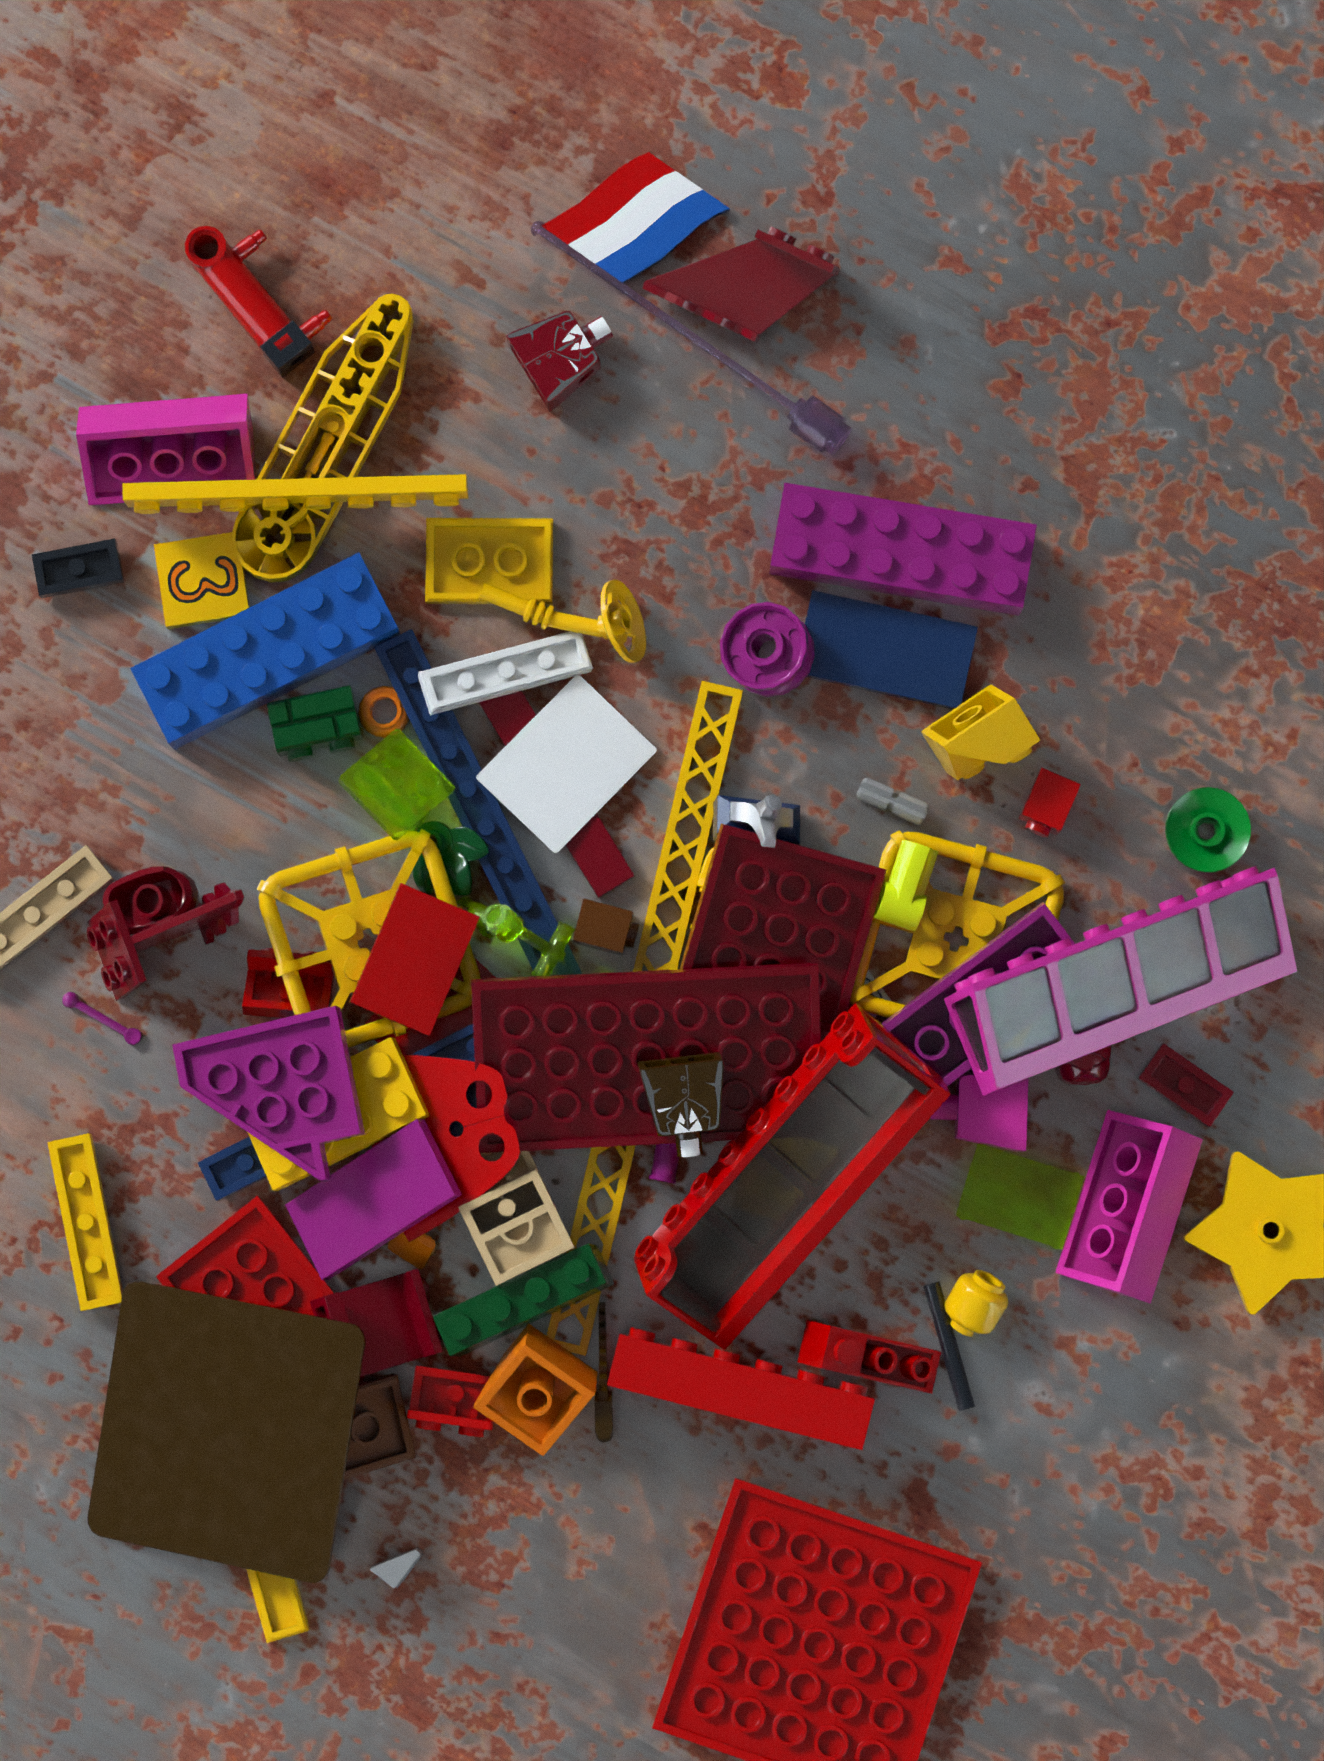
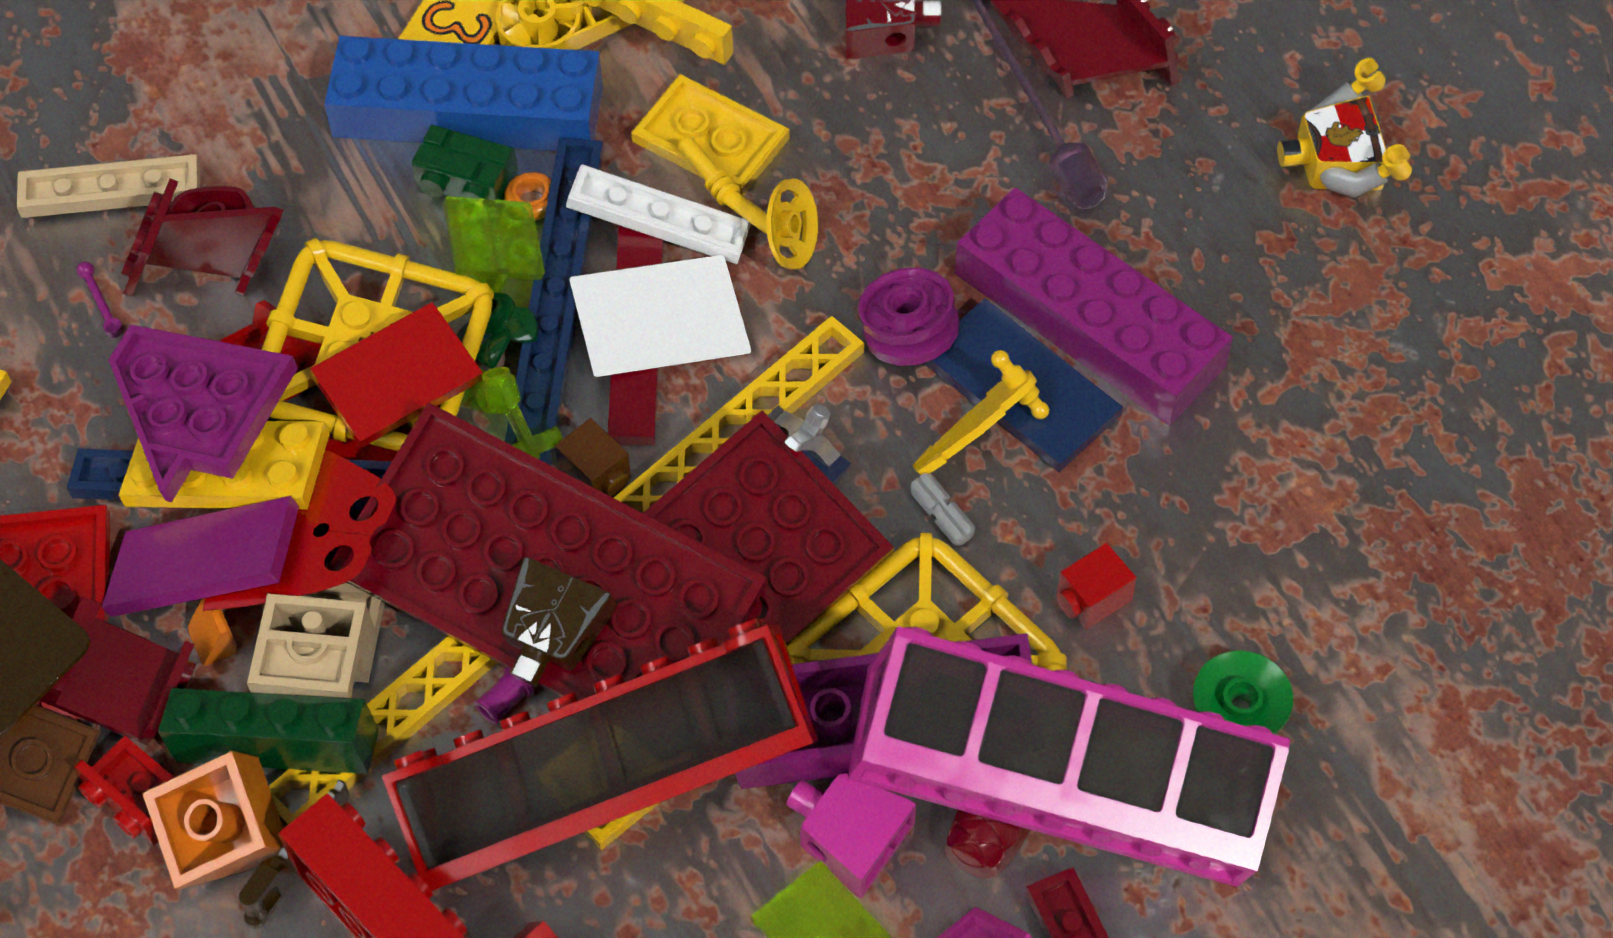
camera: 30 degrees right, 25 degrees down
(880, 707) = (1015, 387): none -> yellow piece
(903, 896) = (895, 581): neon yellow piece -> none
(981, 730) = (1063, 482): yellow slope -> none
(1015, 264) = (1343, 141): none -> torso

